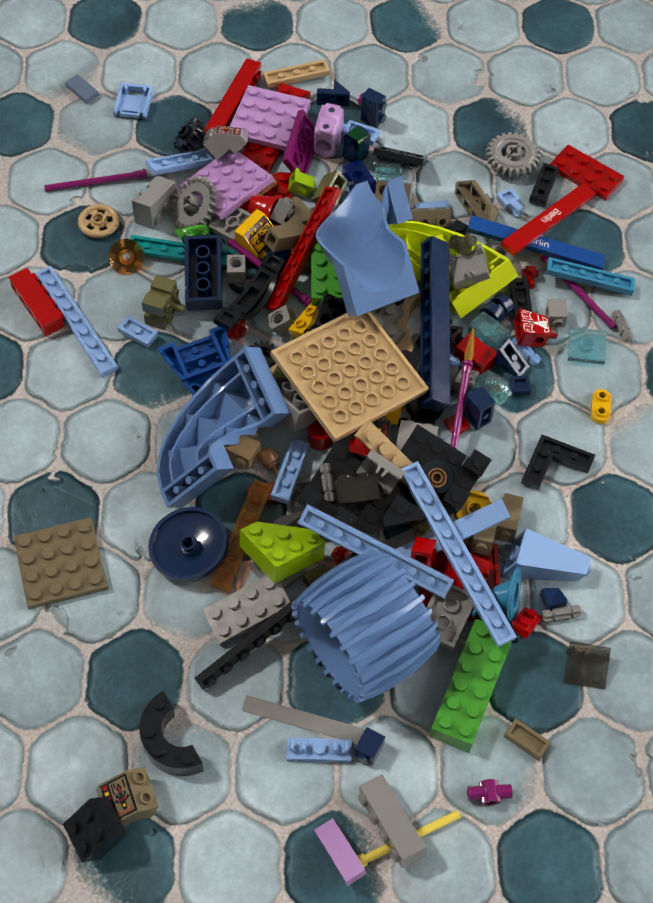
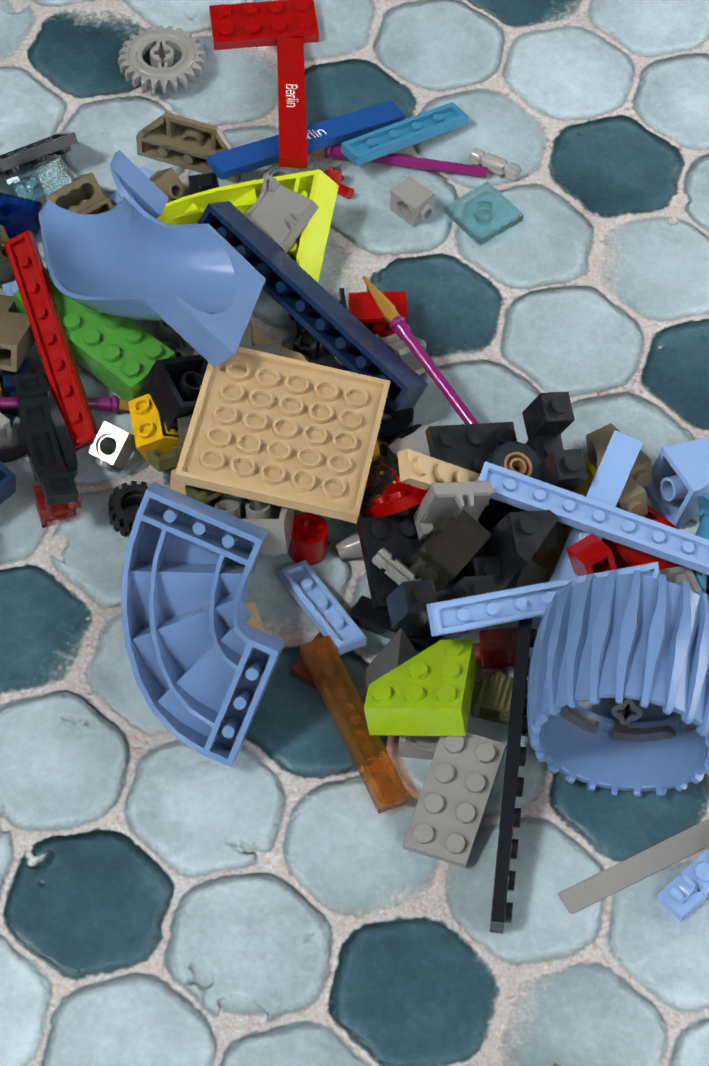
camera: 45 degrees left, 5 degrees down
(60, 563) = (168, 946): dark tan plate -> none
(163, 755) = (534, 1034): black brick -> none
(188, 544) = (299, 760): dark blue dish -> none
(198, 359) = (70, 570): blue wedge -> none
(269, 458) = (279, 616): medium nougat piece -> none
(449, 422) = (440, 409): red tile -> none
(462, 244) = (244, 192): clear smoke plate -> none
(479, 408) = (456, 362): dark blue brick -> none
(489, 330) = (352, 269): clear light blue brick -> none
(495, 386) = (452, 333): clear light blue piece -> none
(498, 307) = (345, 246): dark blue wheel -> none
(509, 356) = (424, 286): dark blue slope -> none
(511, 200) = (218, 113): light blue plate -> none
(520, 294) = (359, 217): black plate -> none
(520, 385) = (462, 310): dark blue plate -> none
(528, 353) = (424, 269): light blue axle -> none
(532, 329) = (409, 237): red torso -> none
(544, 184) = (234, 69): black plate -> none
(552, 449) = (575, 353): black plate -> none
(600, 405) = (567, 266): yellow plate -> none

